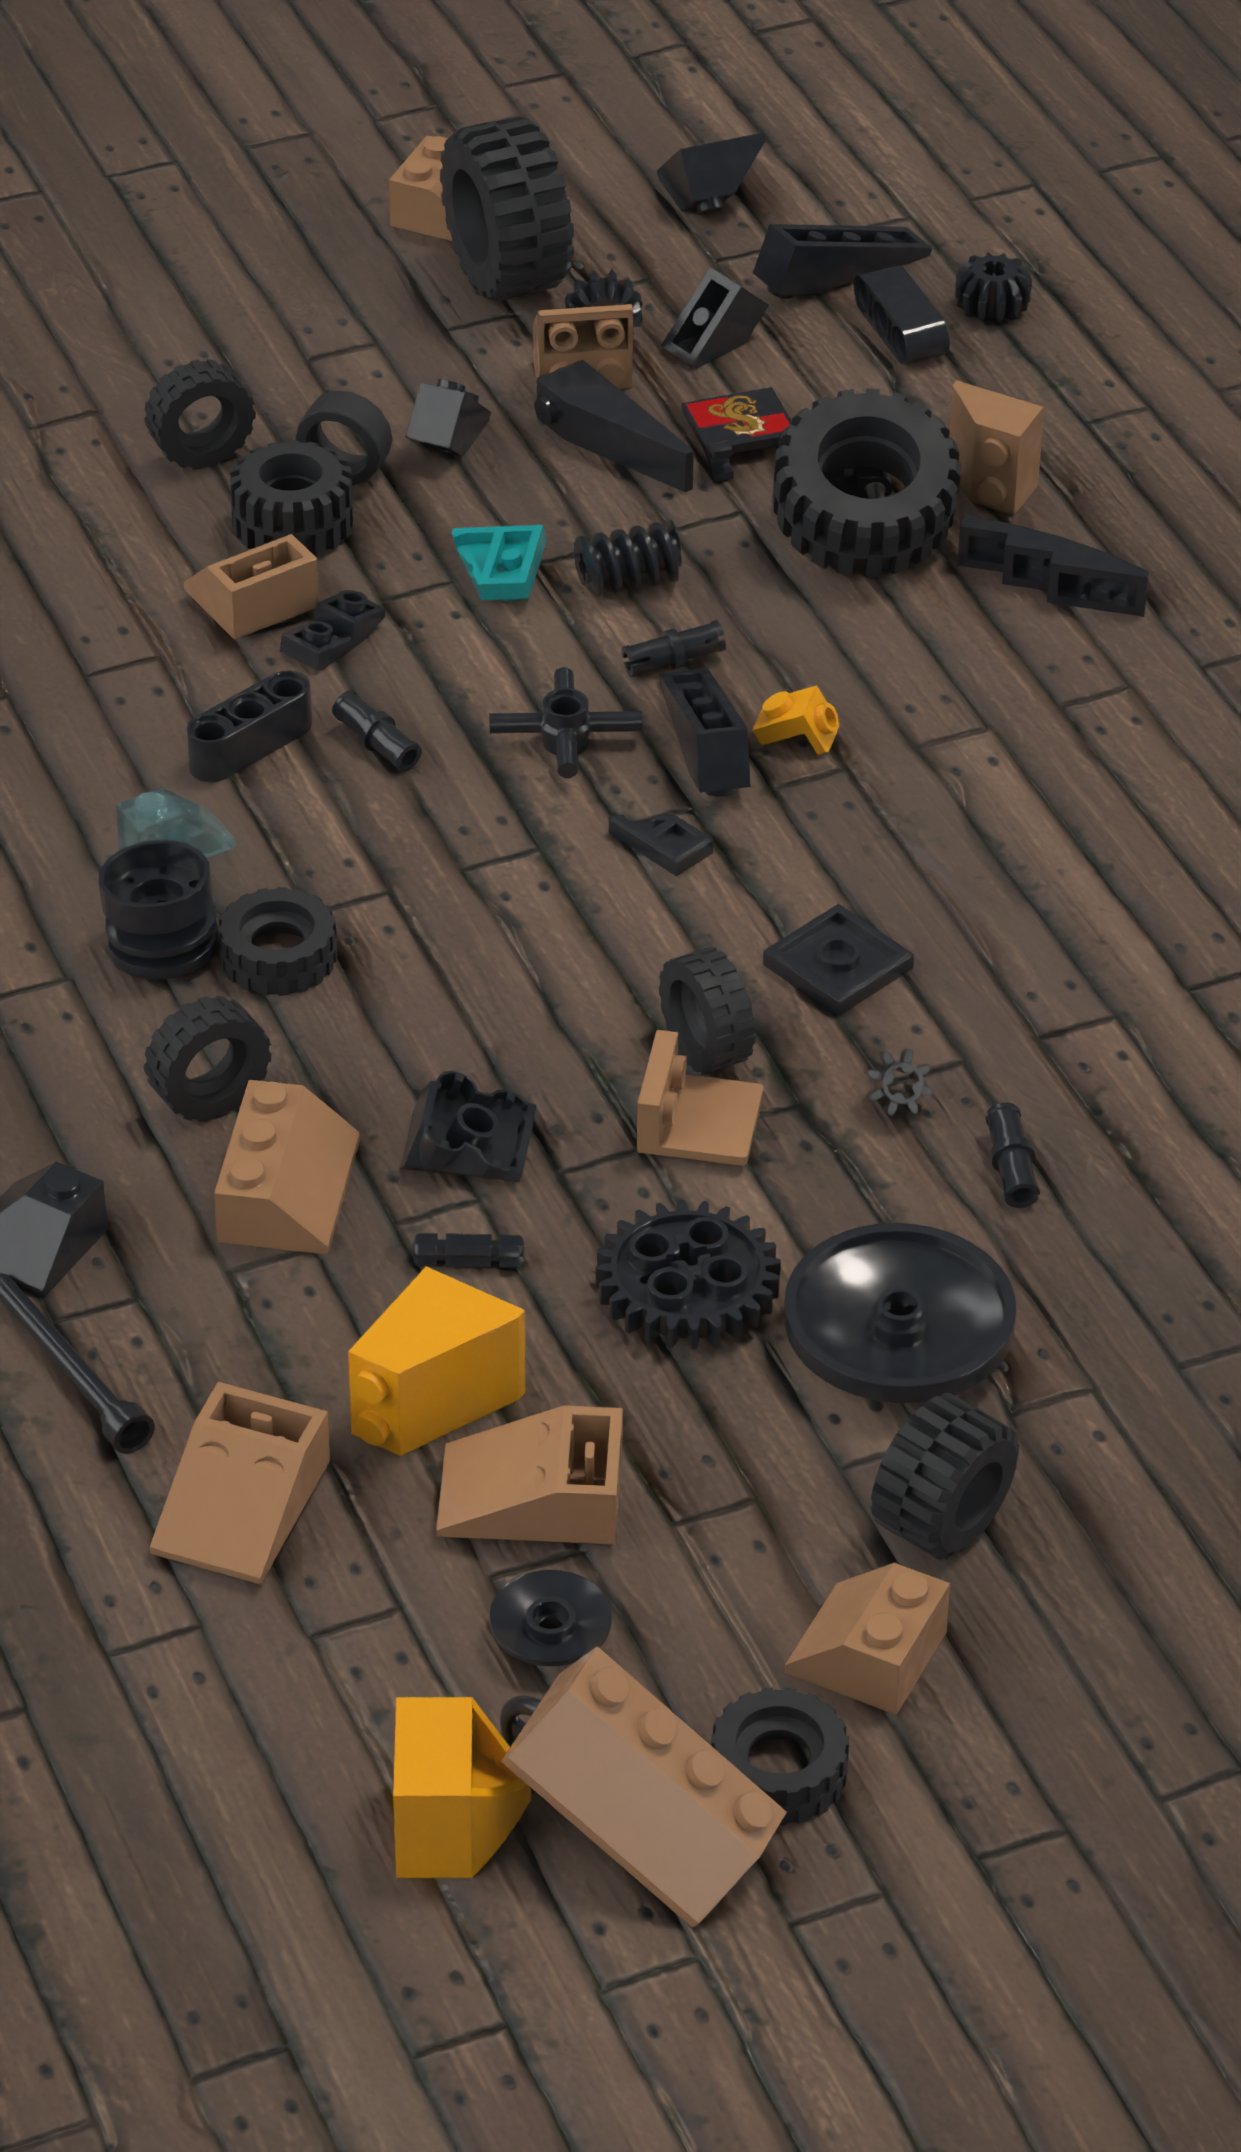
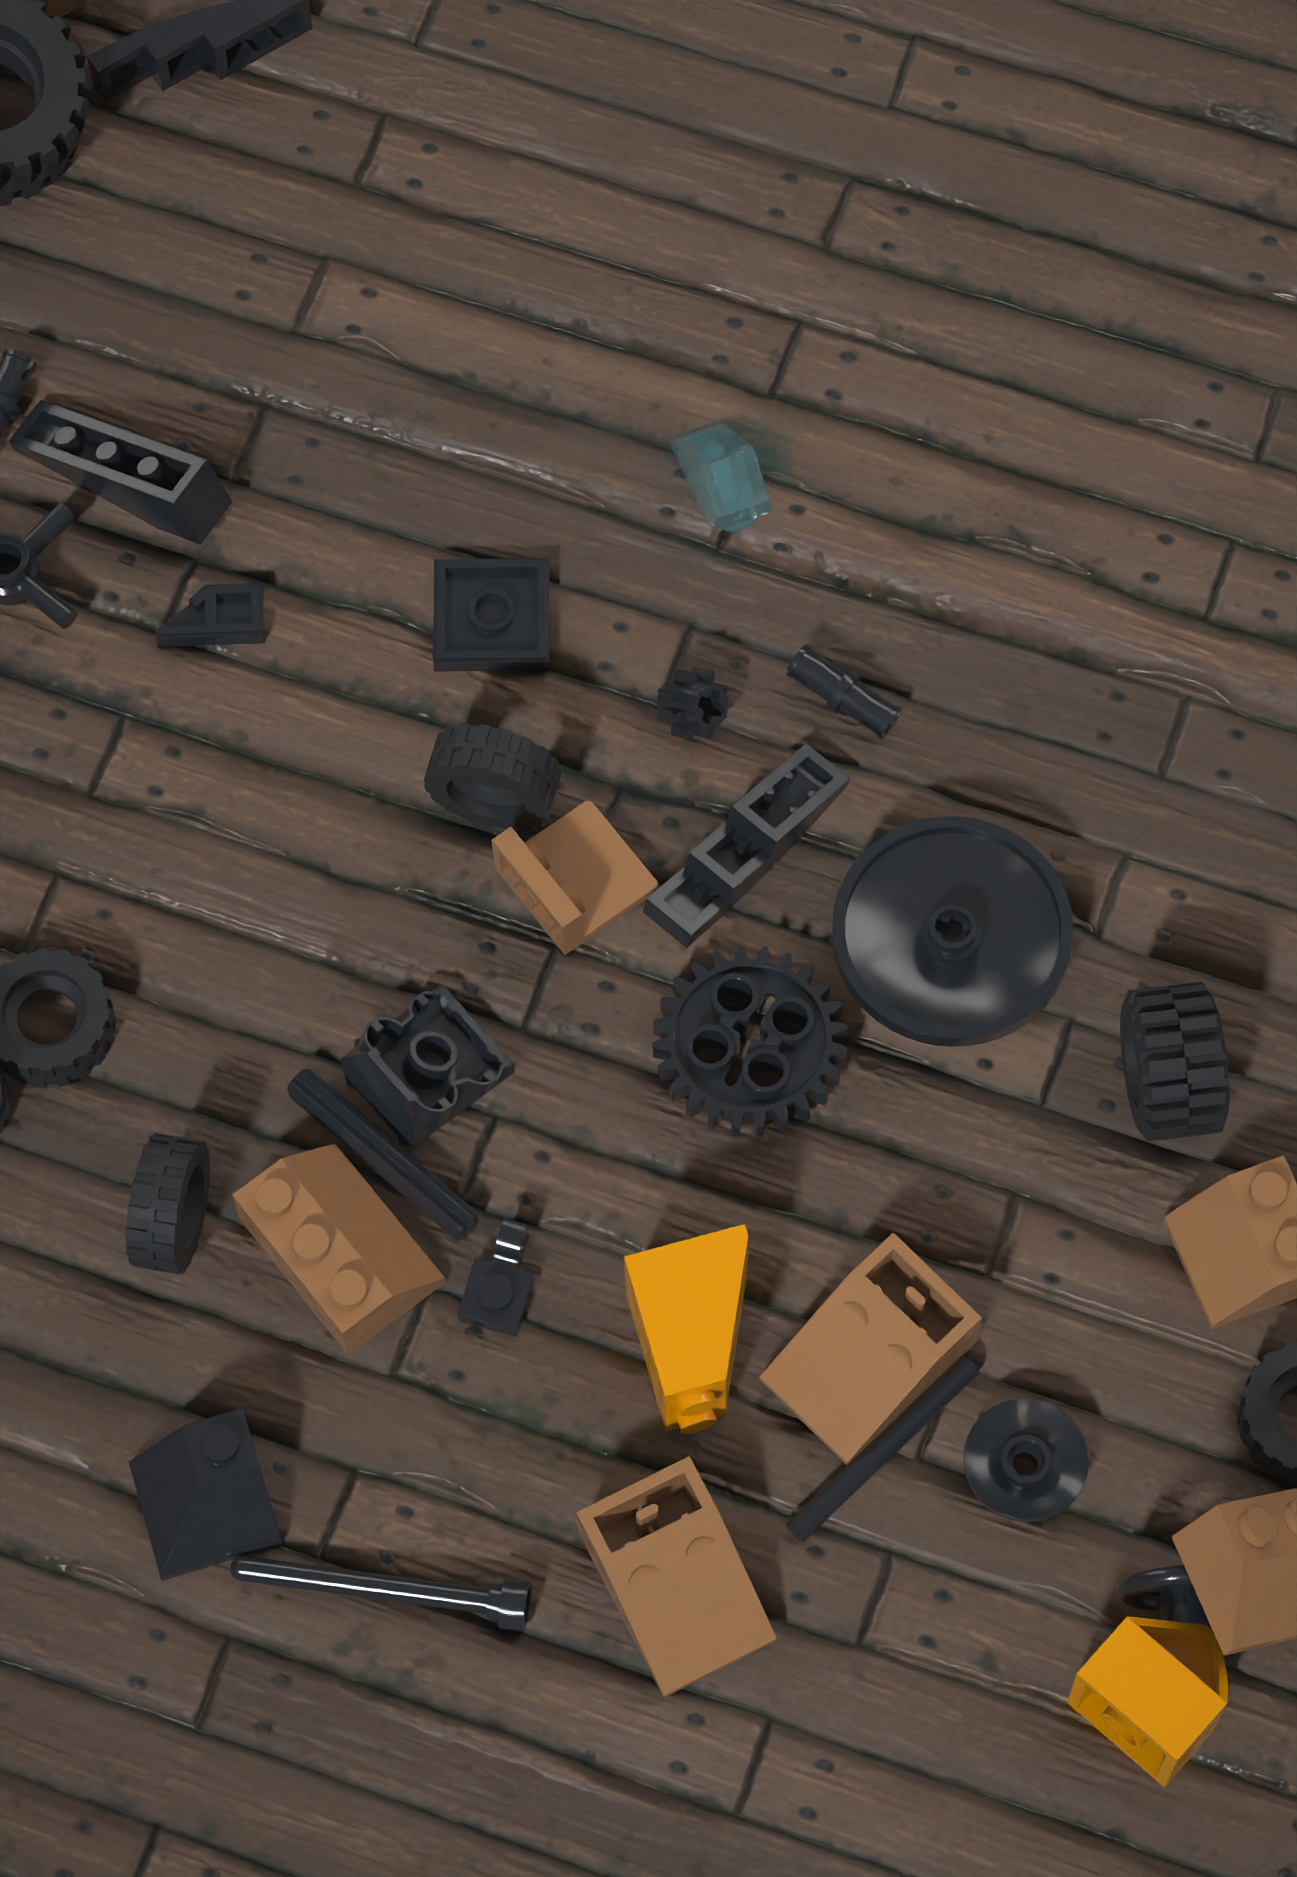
camera: 45 degrees left, 25 degrees up
(355, 1277) = (498, 1289): none -> black plate
(379, 1159) = (383, 1154): none -> black axle
(468, 1250) = (557, 1176): black axle -> none
(472, 1547) = (882, 1448): none -> black bar
(797, 714) = (183, 393): light orange bracket -> none
(851, 1183) = (746, 845): none -> black slope
(1084, 991) = (723, 477): none -> clear light blue slope

